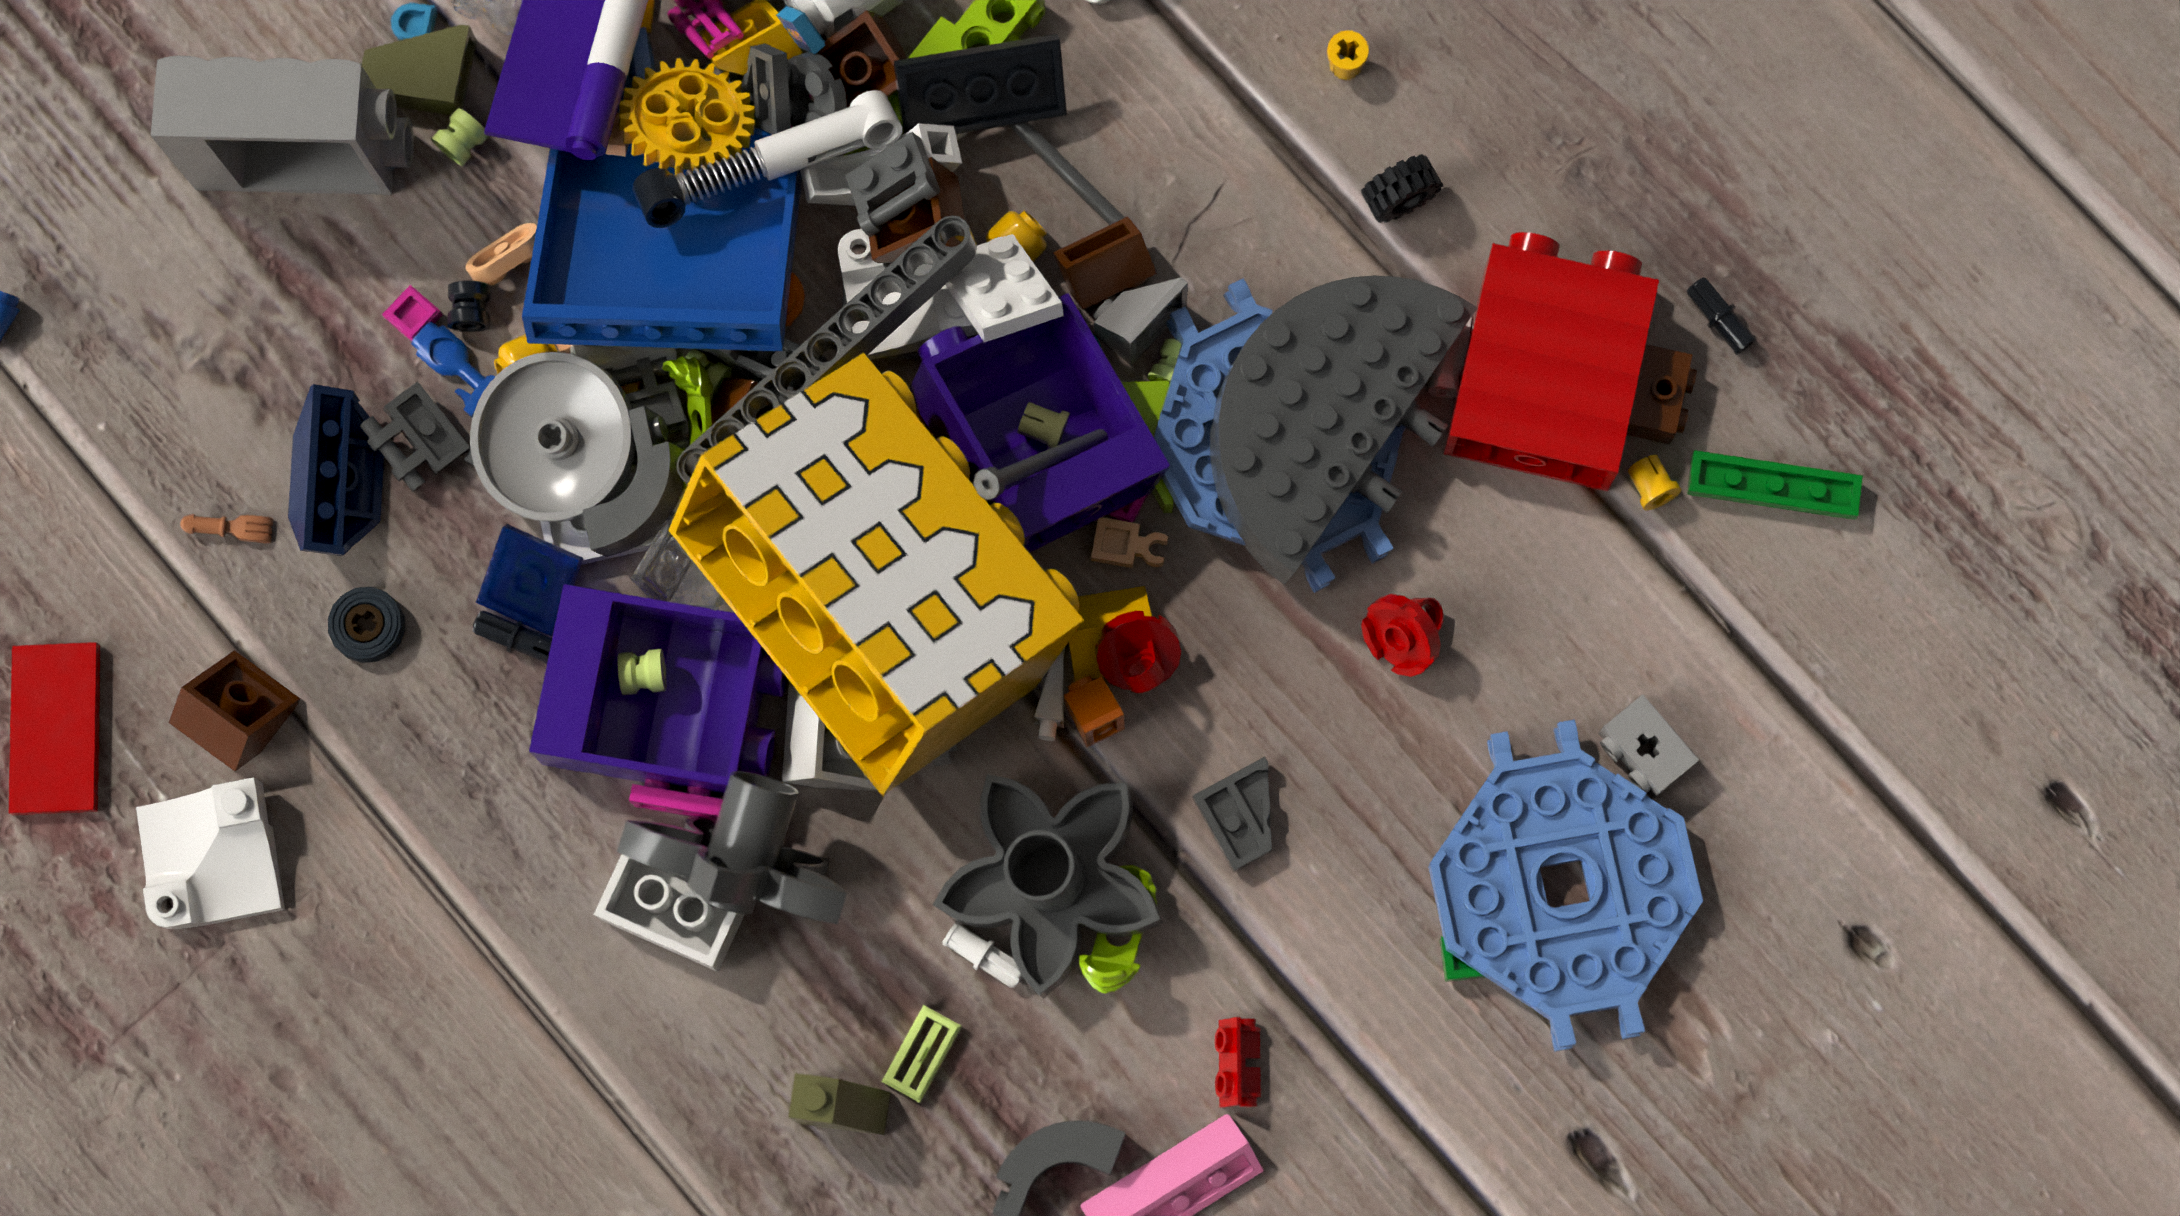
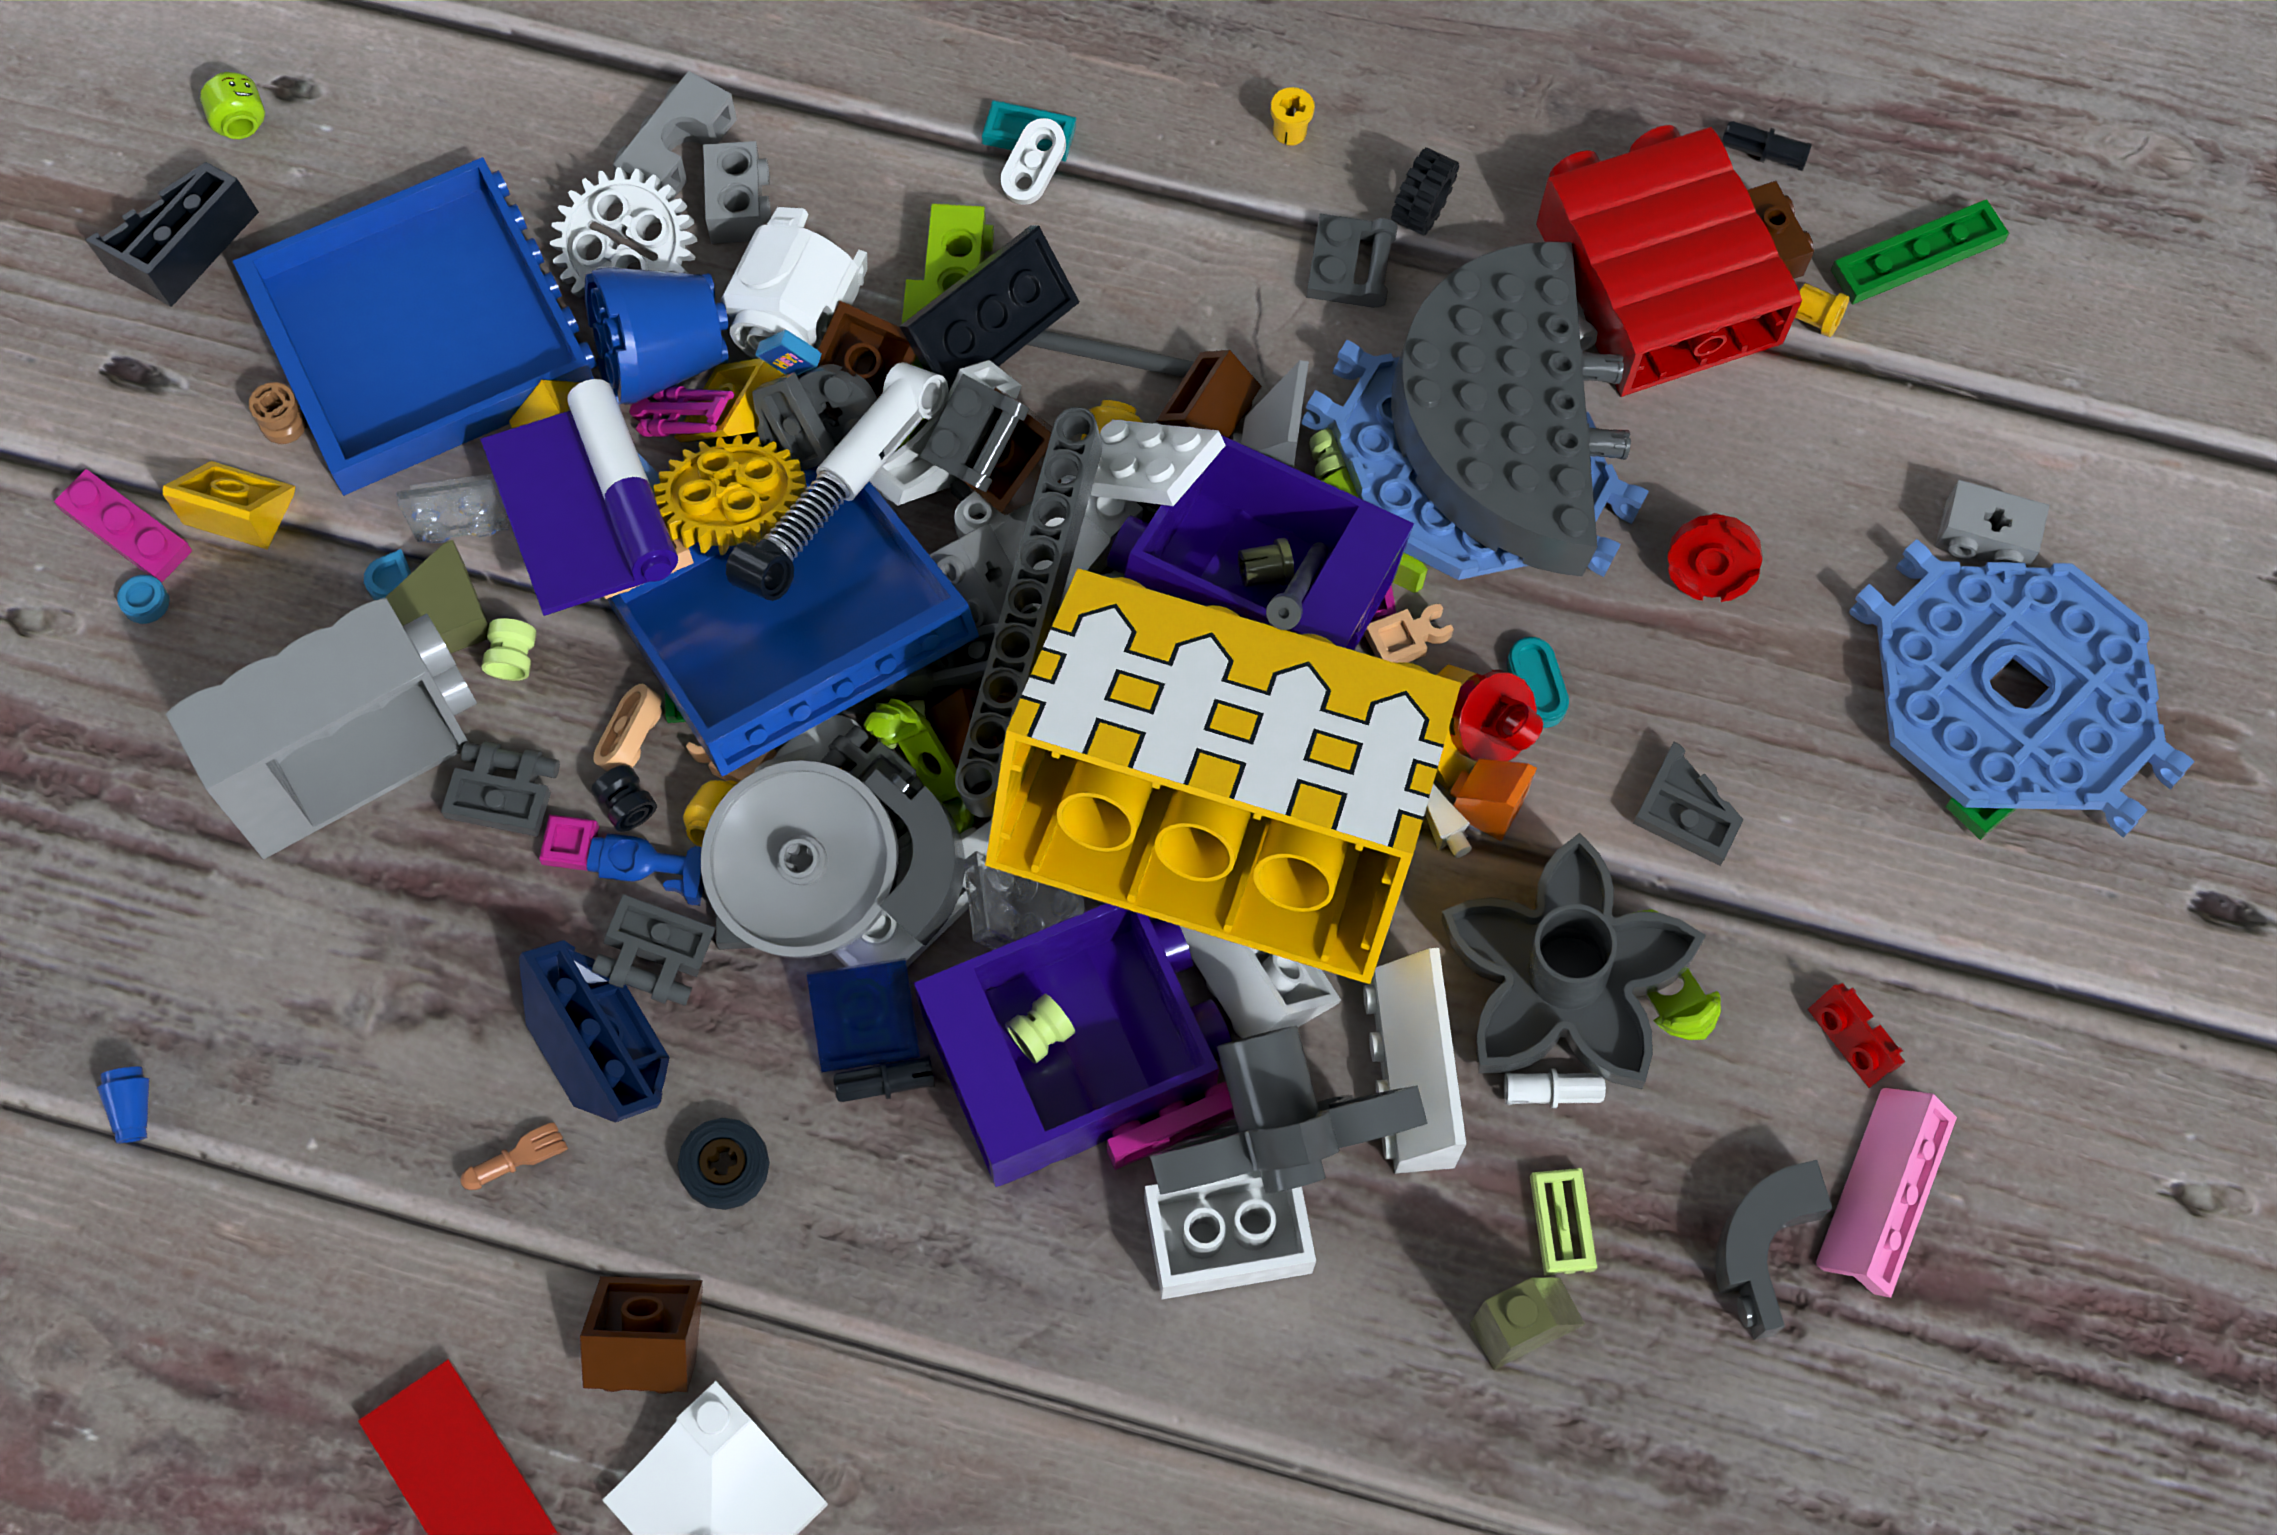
camera: 40 degrees left, 10 degrees down
(380, 251) = (496, 800): none -> dark grey plate
(817, 293) = (979, 572): none -> light grey brick
(892, 871) = (1416, 1050): none -> white slope
(1203, 642) = (1537, 665): none -> teal tile
(1301, 198) = (1337, 255): none -> dark grey plate

